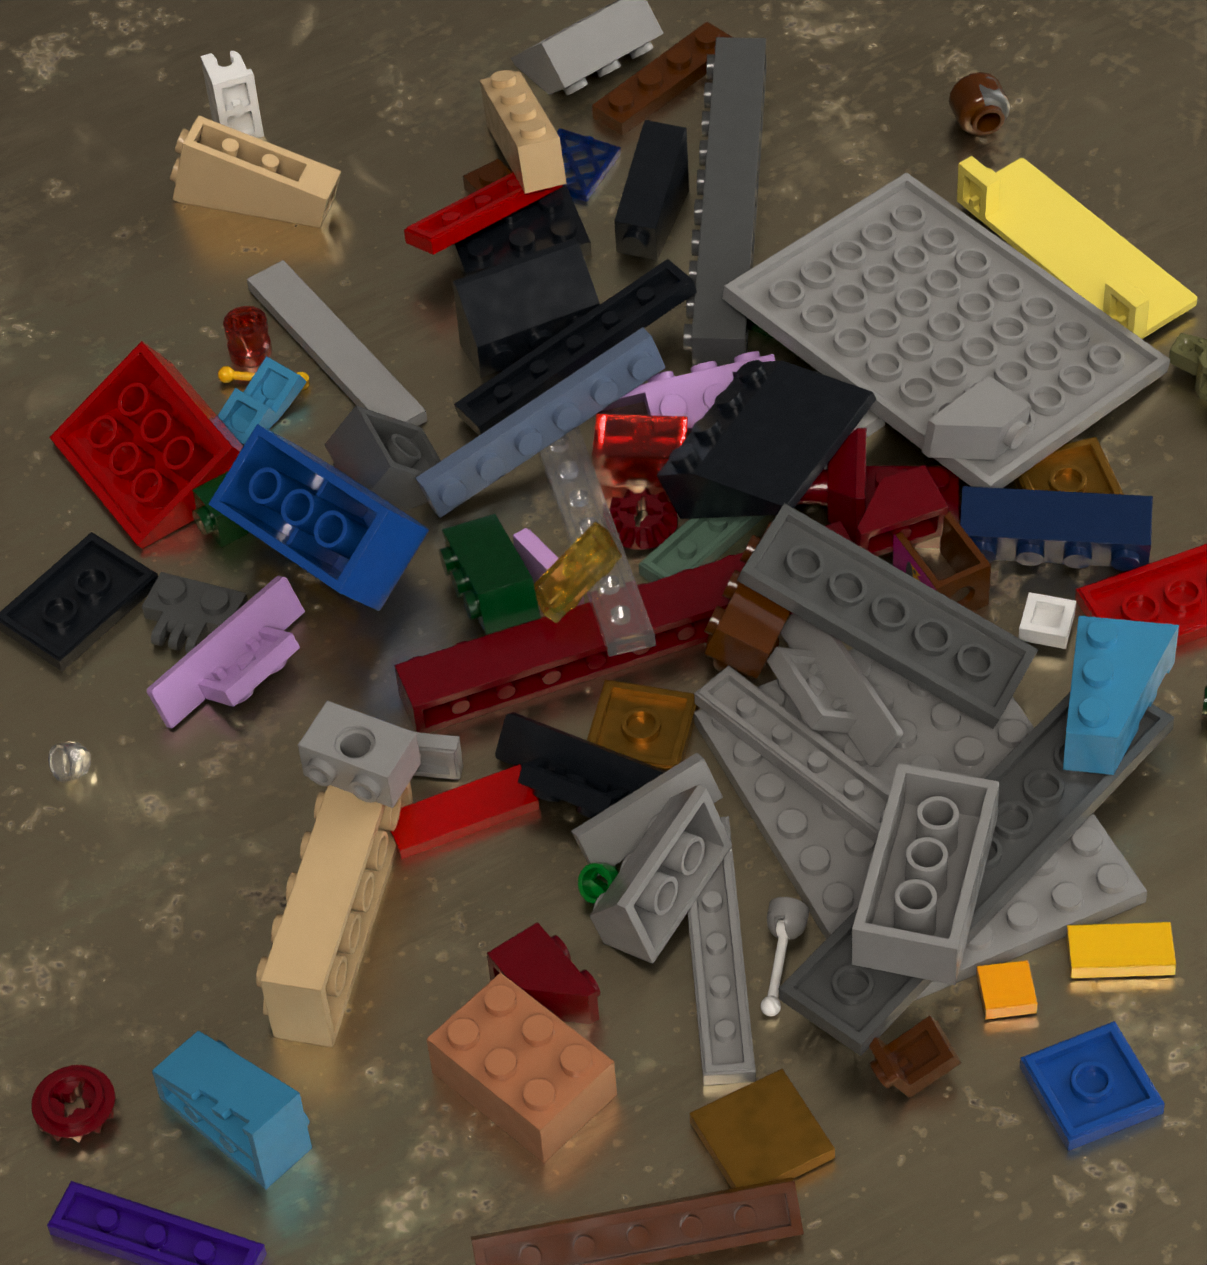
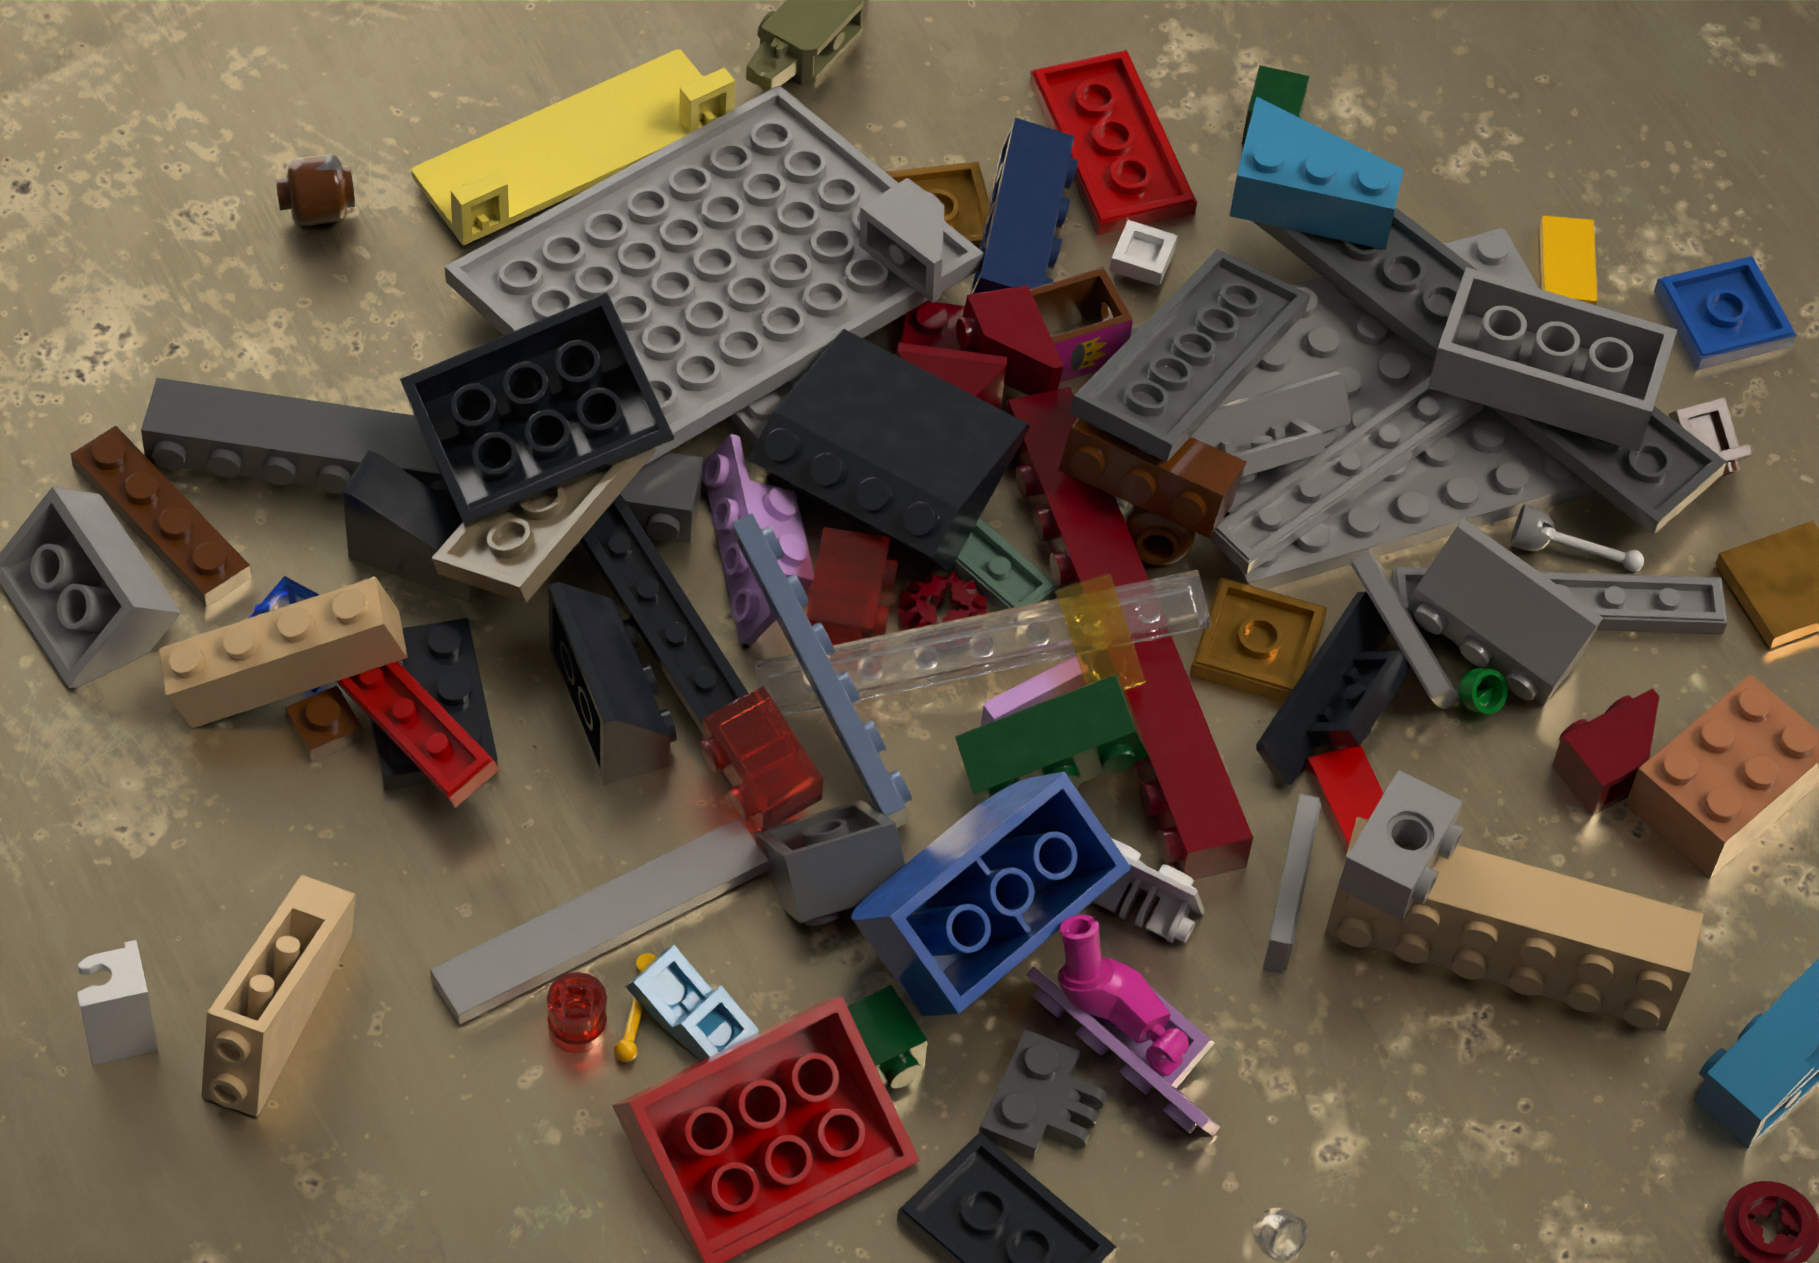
camera: 95 degrees left, 5 degrees up
(259, 619) = (1117, 994): none -> dark pink arm
(369, 645) = (1169, 885): none -> white hinge
(458, 399) = (761, 760): none -> clear red brick
(662, 237) = (528, 542): none -> dark tan plate
(739, 209) = (536, 409): none -> black slope

